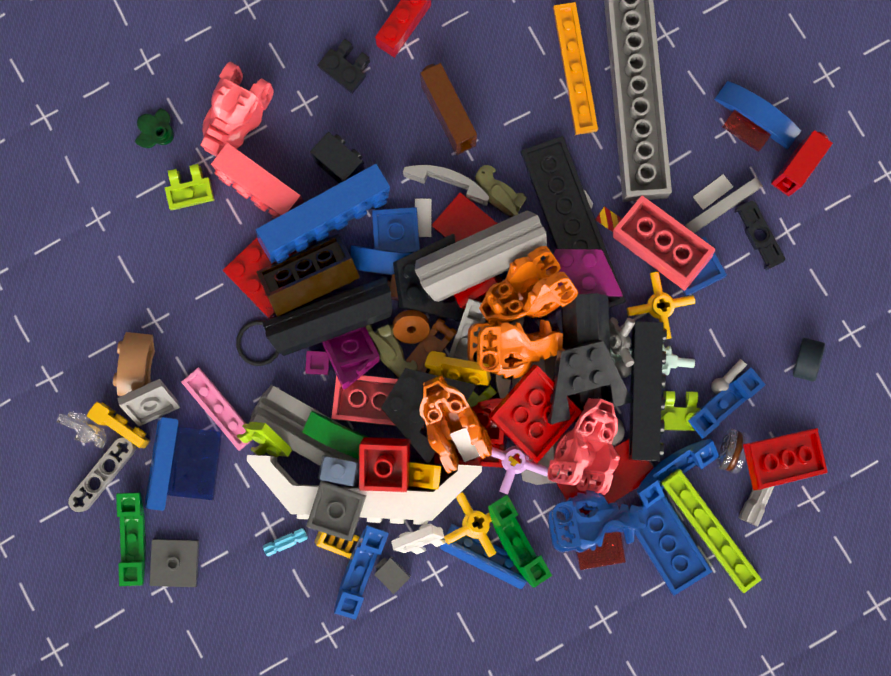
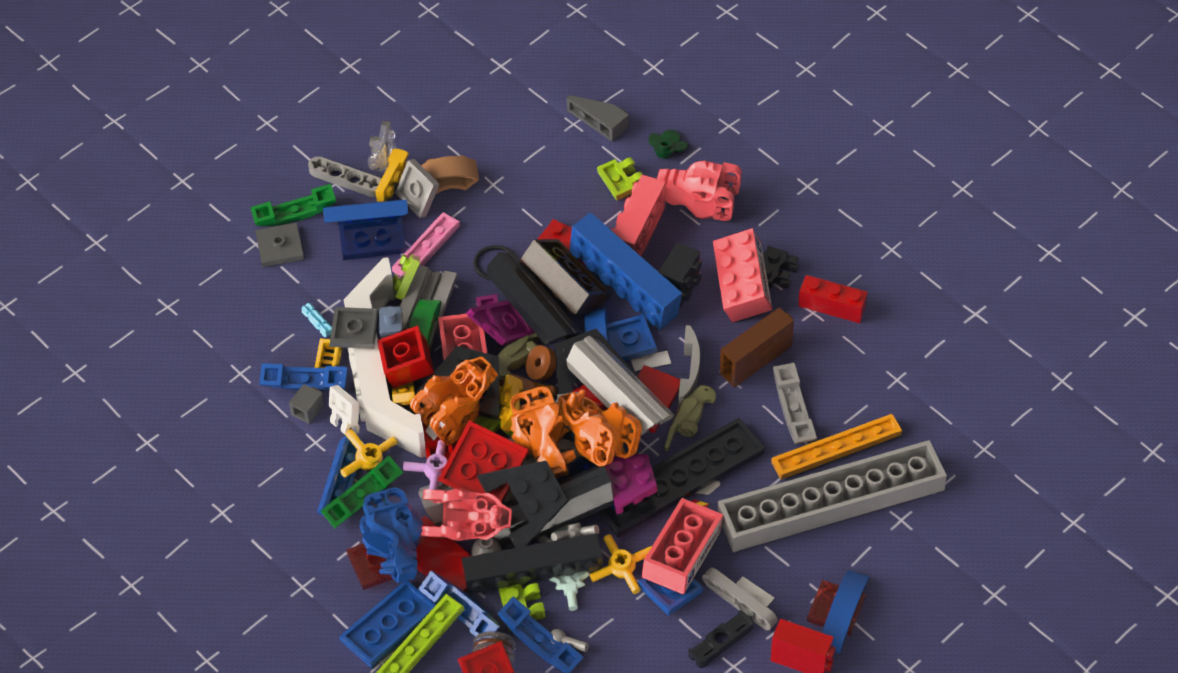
camera: 75 degrees right, 30 degrees down
(101, 187) = (600, 116): none -> dark grey slope
(354, 99) = (742, 275): none -> coral brick
(519, 95) = (792, 403): none -> light grey slope

